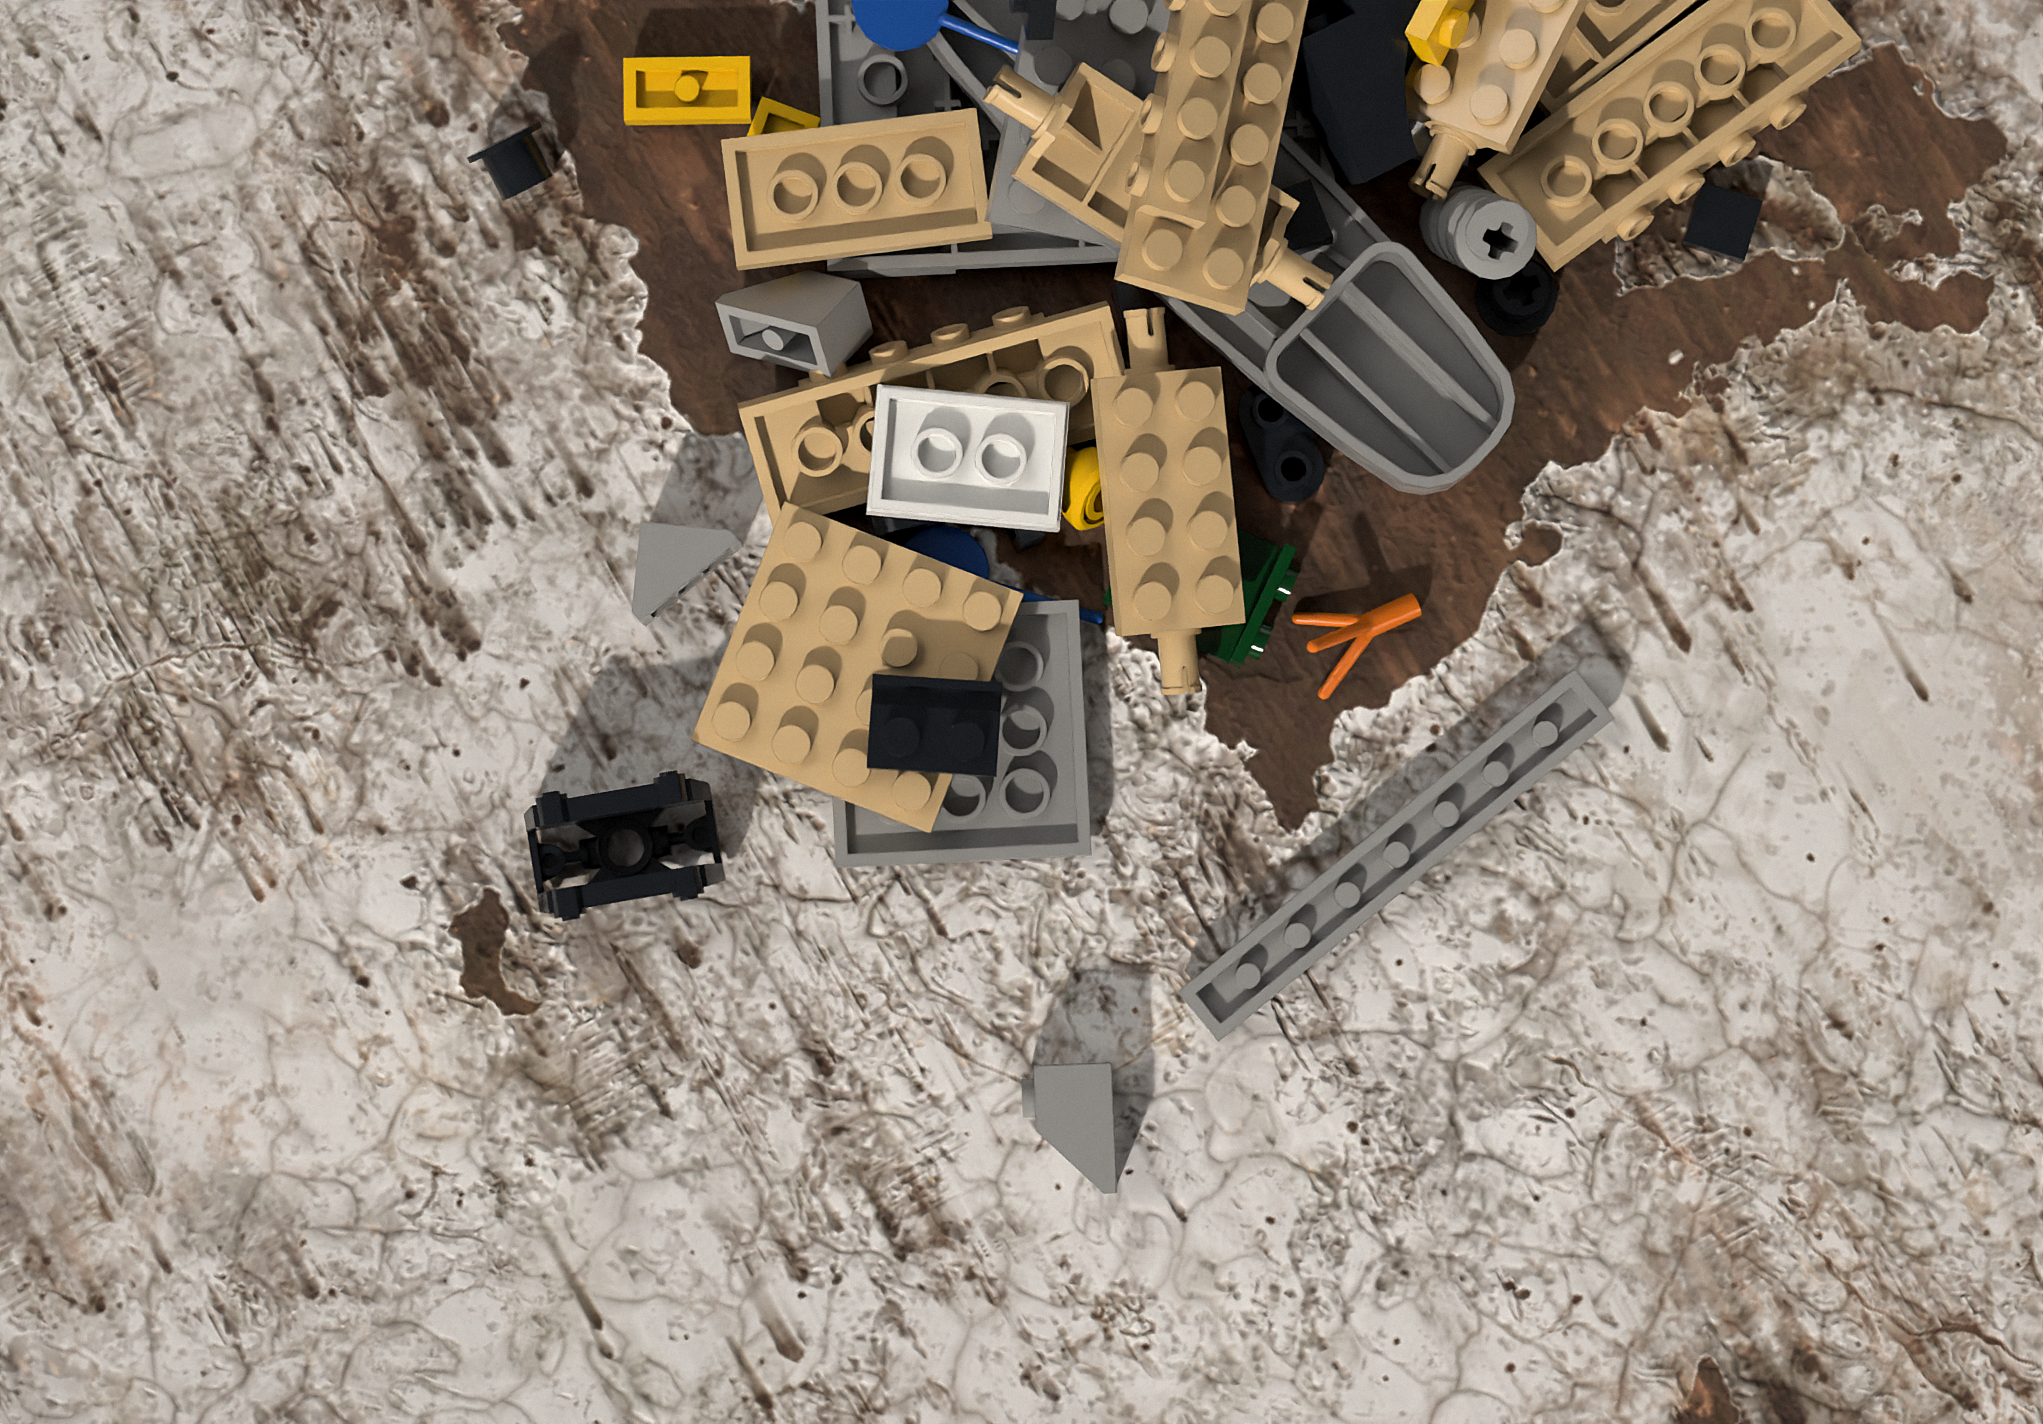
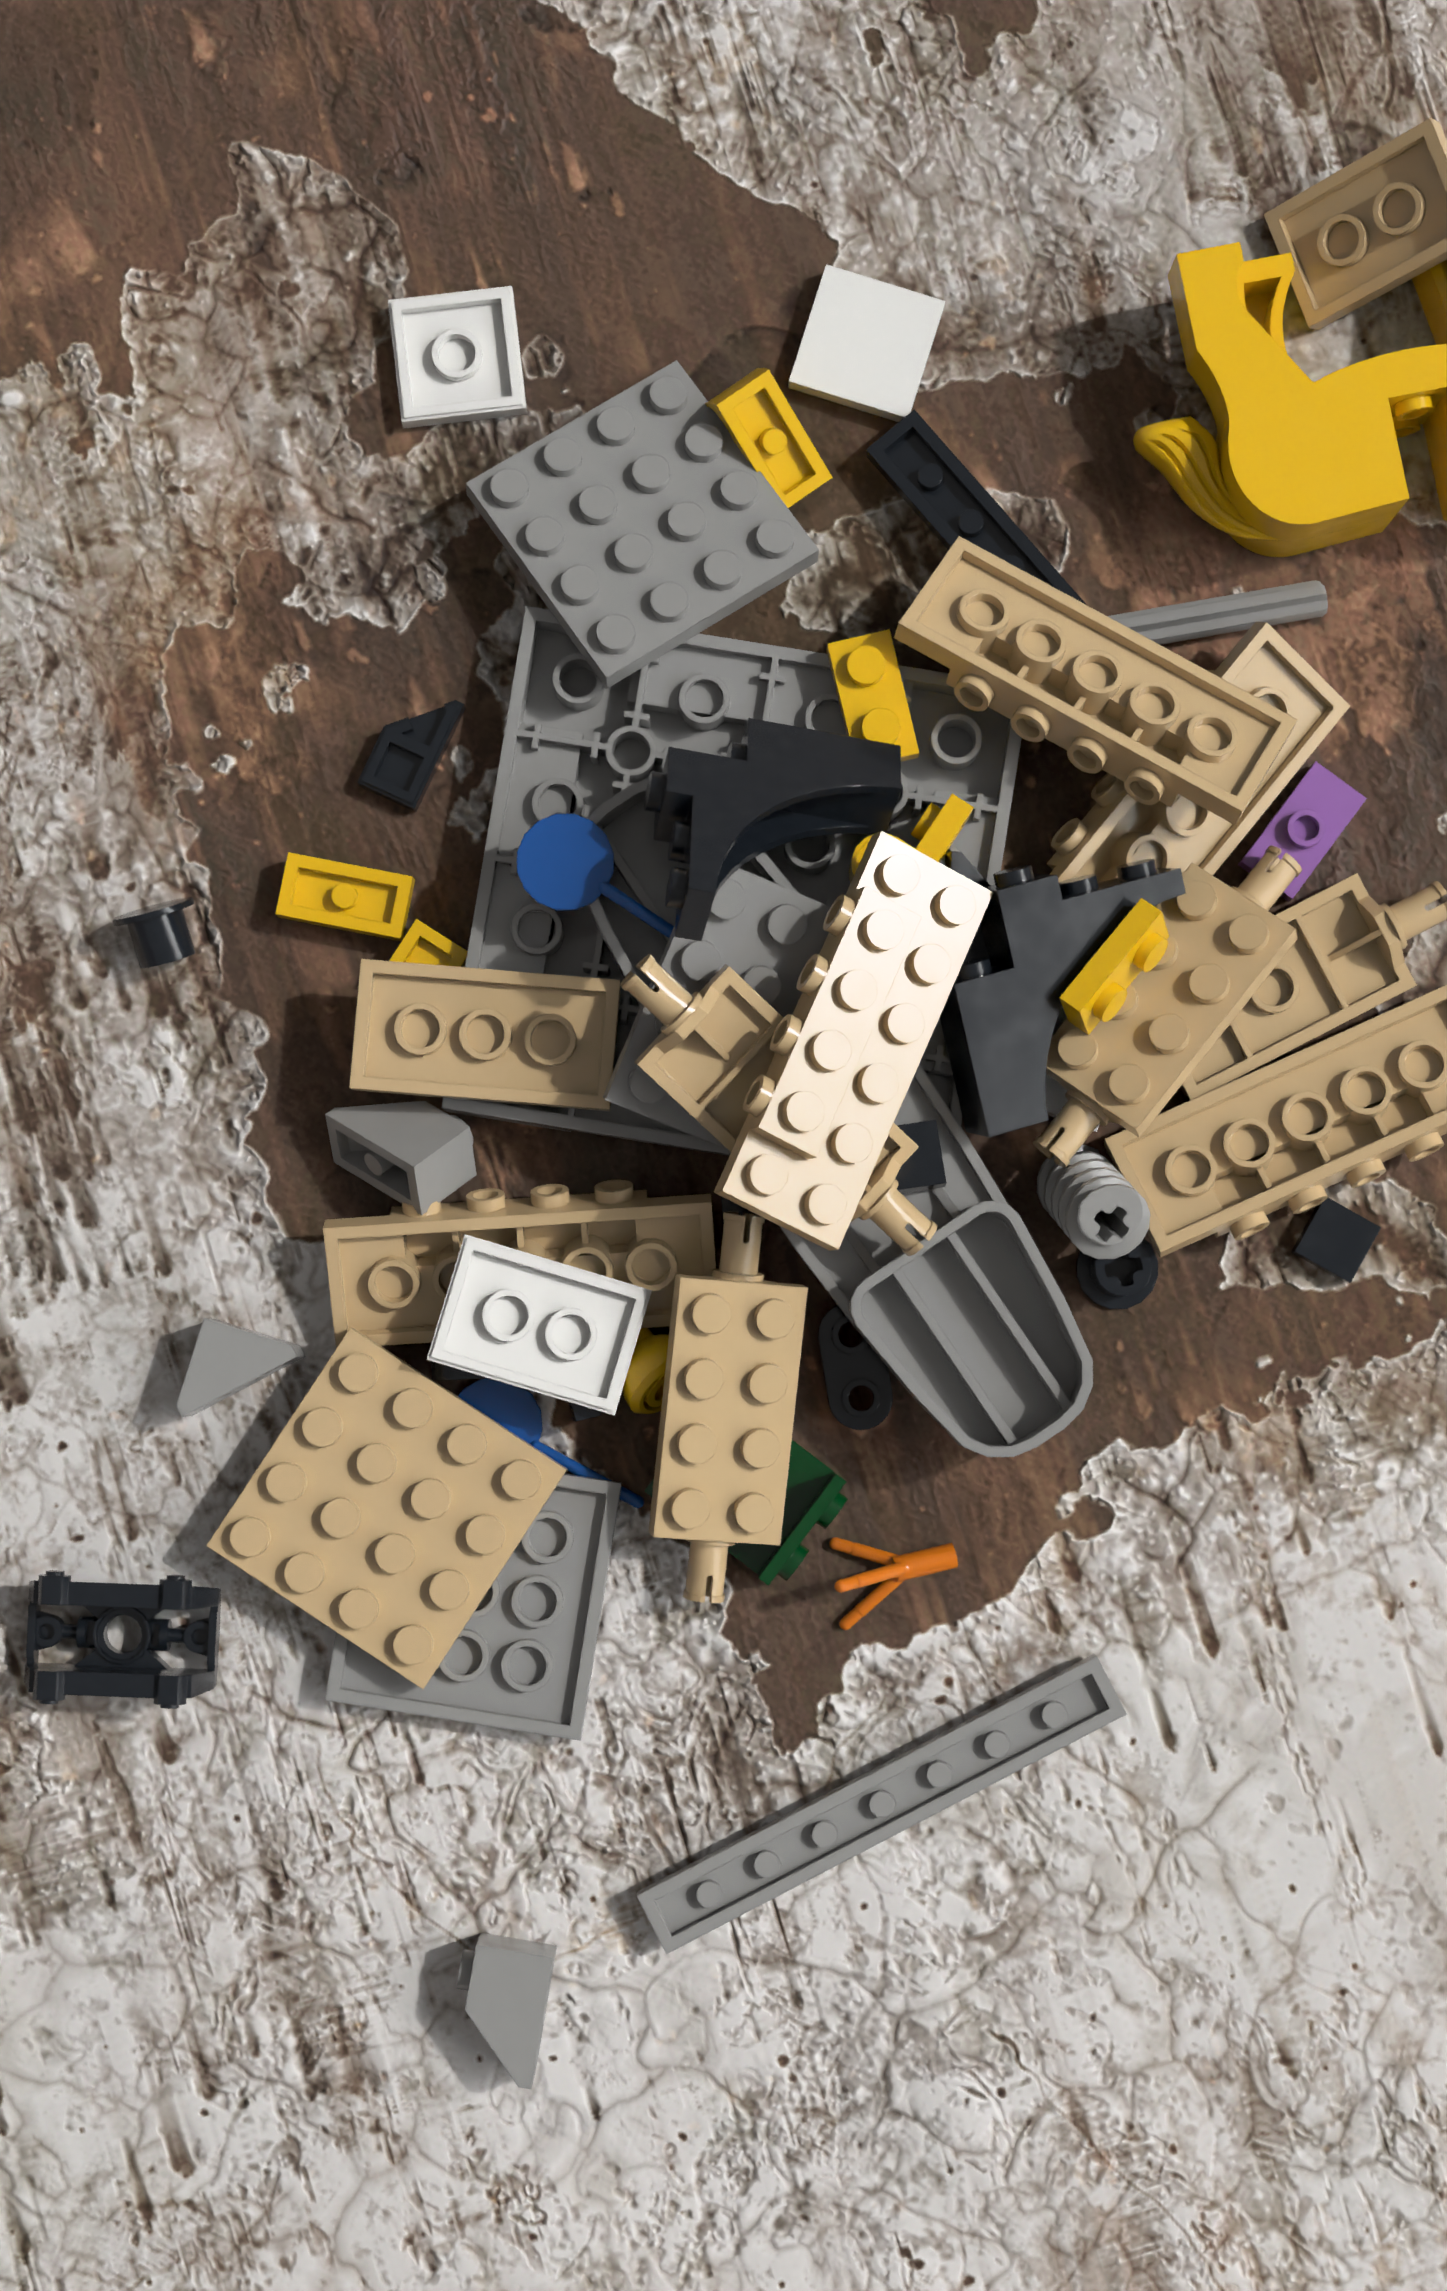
camera: 10 degrees right, 0 degrees up
(934, 725) = (448, 1587): black plate -> none

